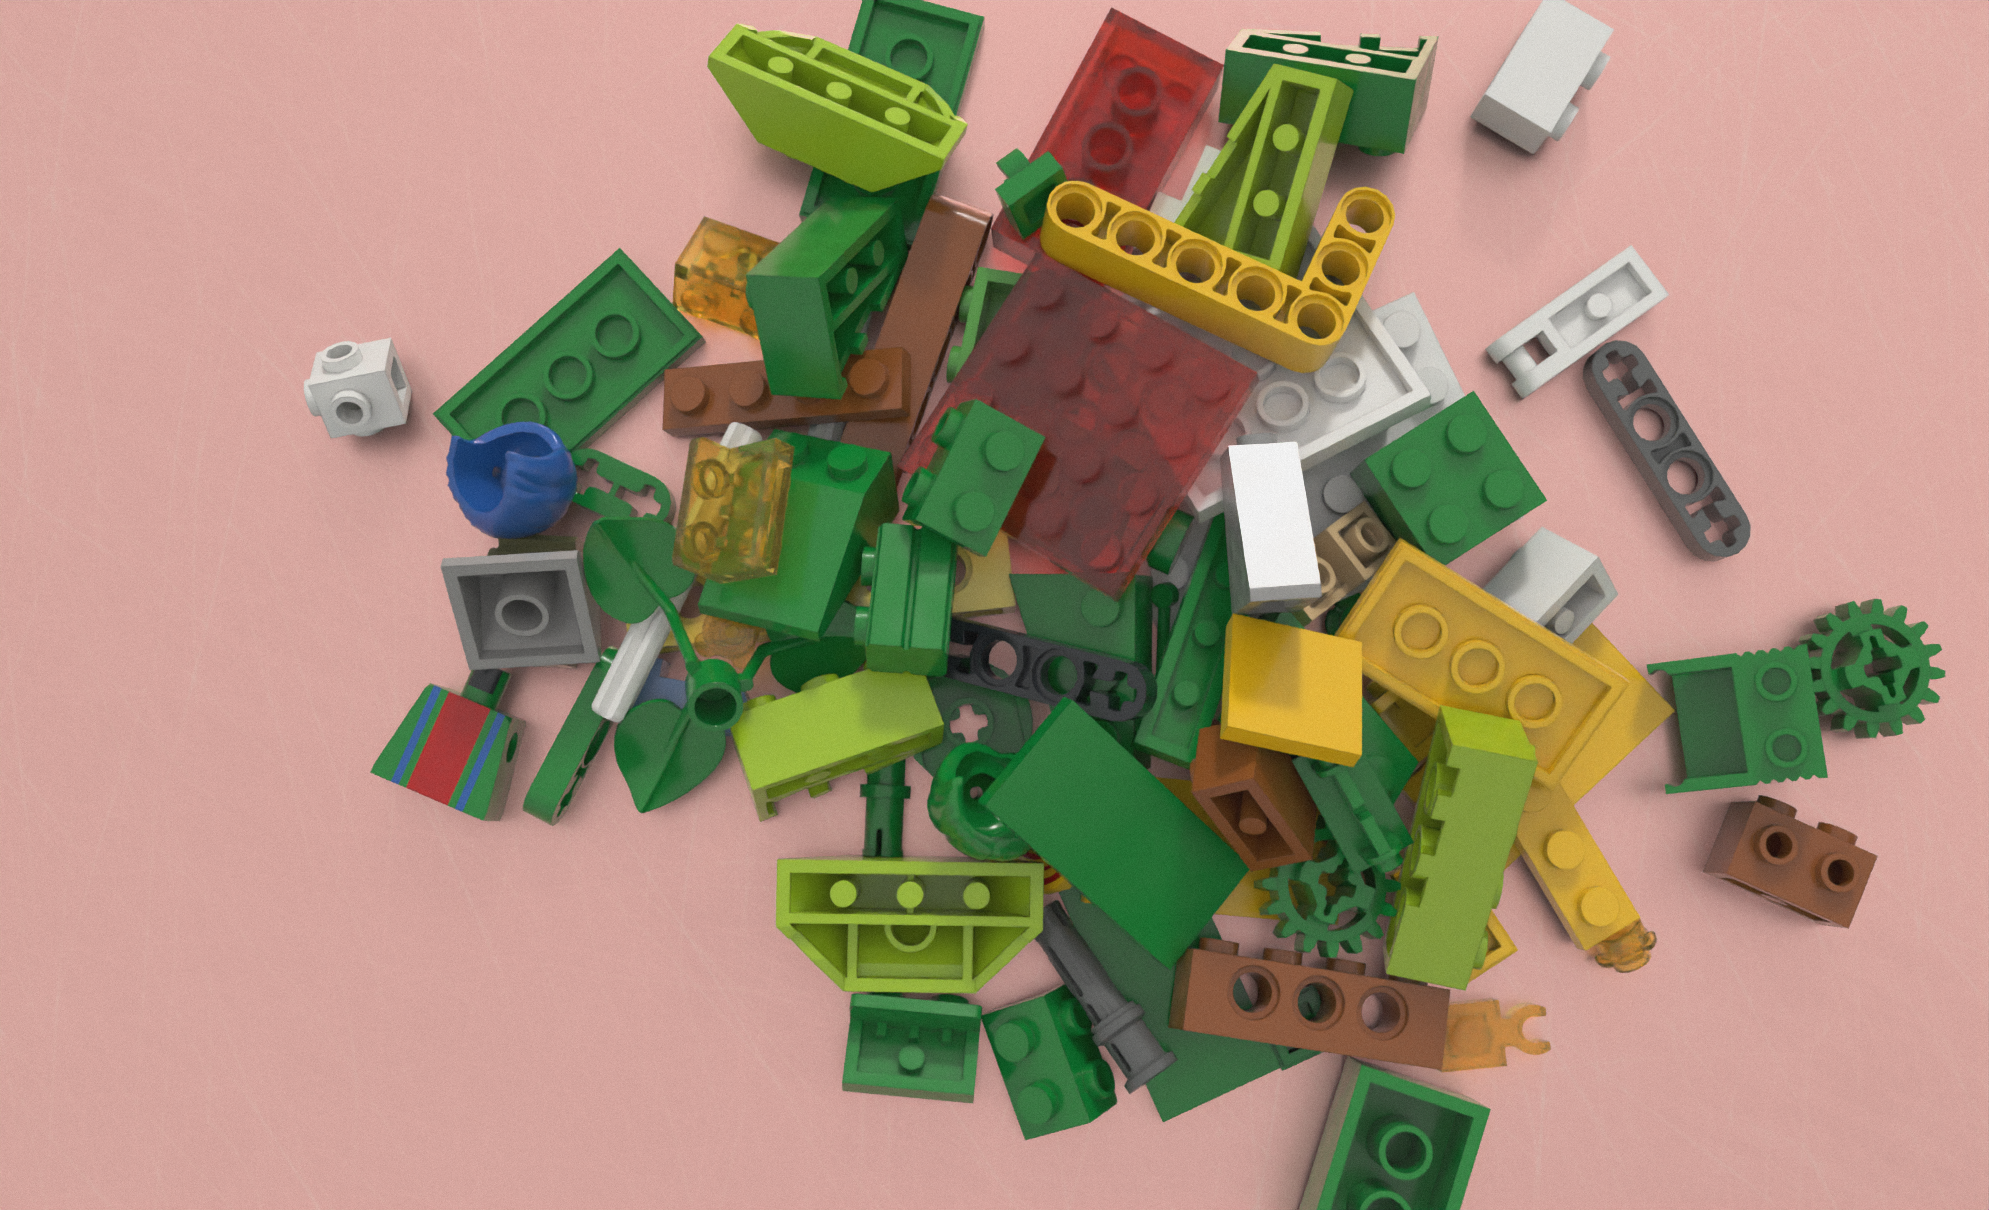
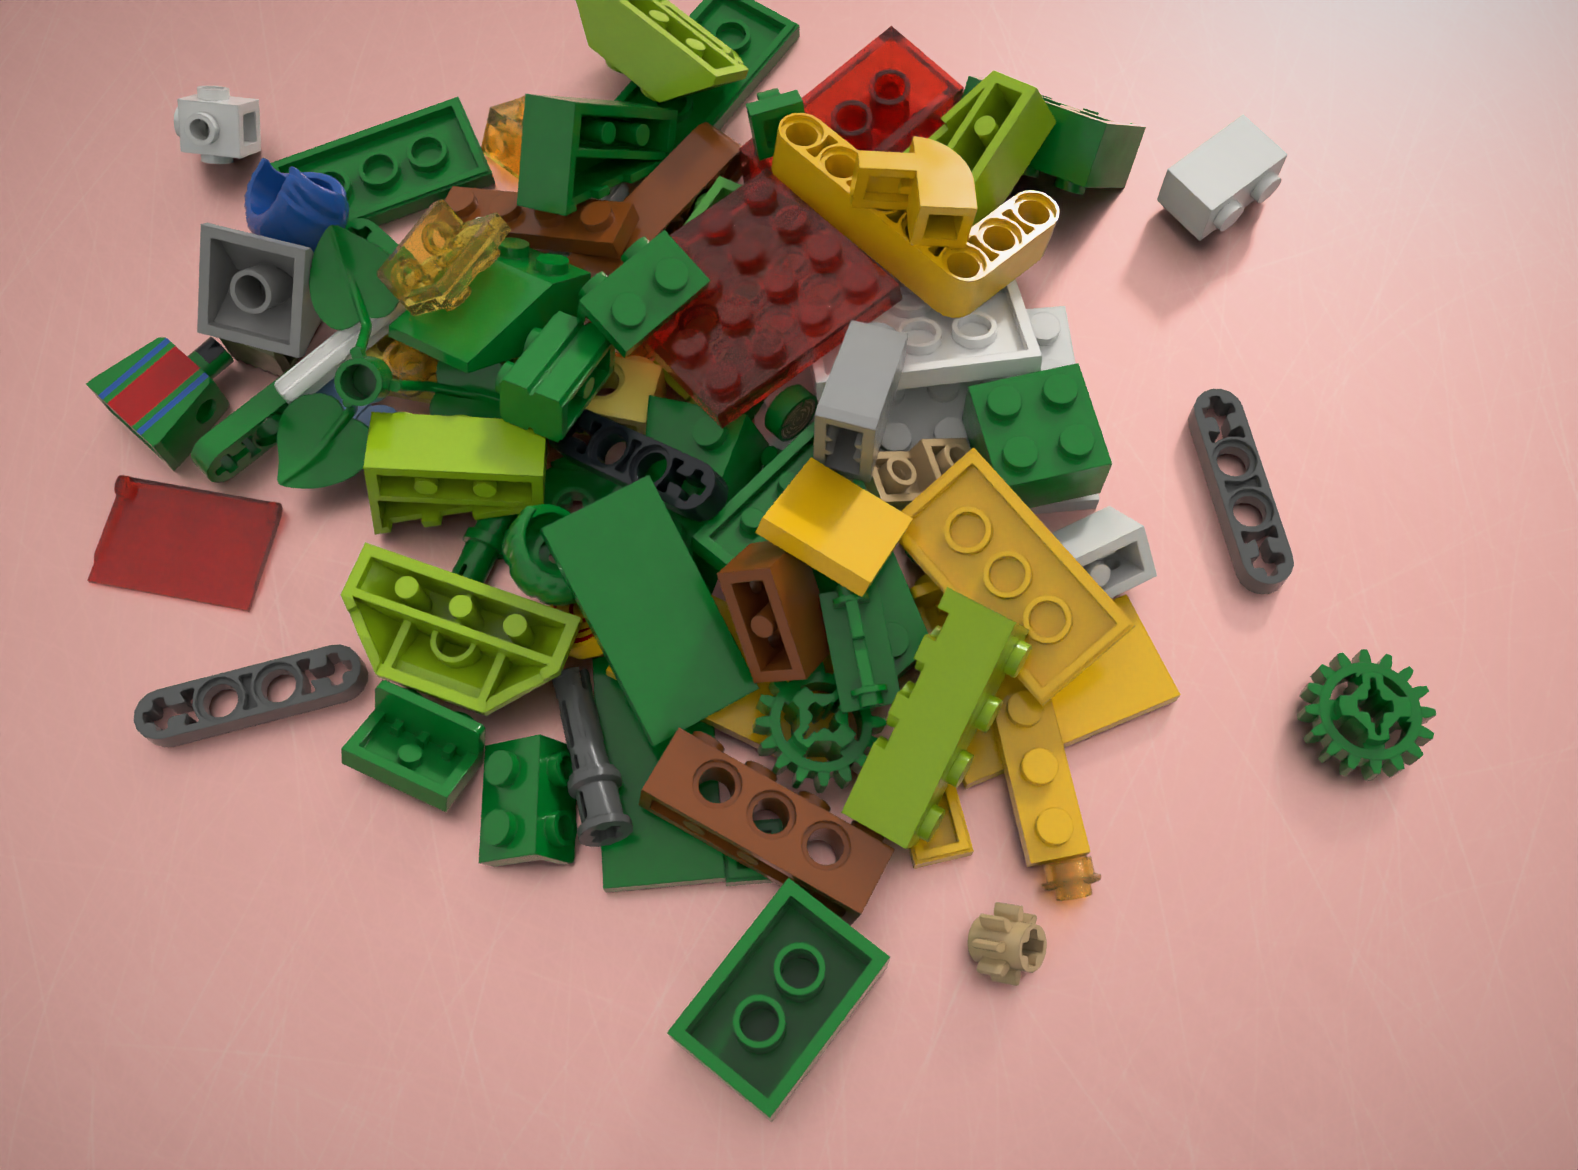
camera: 20 degrees right, 15 degrees down
(554, 900) = (185, 543): none -> clear red piece
(713, 1052) = (251, 687): none -> dark grey beam
(1256, 243) = (927, 183): none -> yellow brick
(1479, 1034) = (909, 912): clear yellow plate -> none
(1579, 320) = (1194, 366): white plate -> none
(1586, 1038) = (1007, 943): none -> tan gear
(1746, 719) = (1239, 711): green piece -> none
(1790, 862) = (1246, 855): dark orange brick -> none

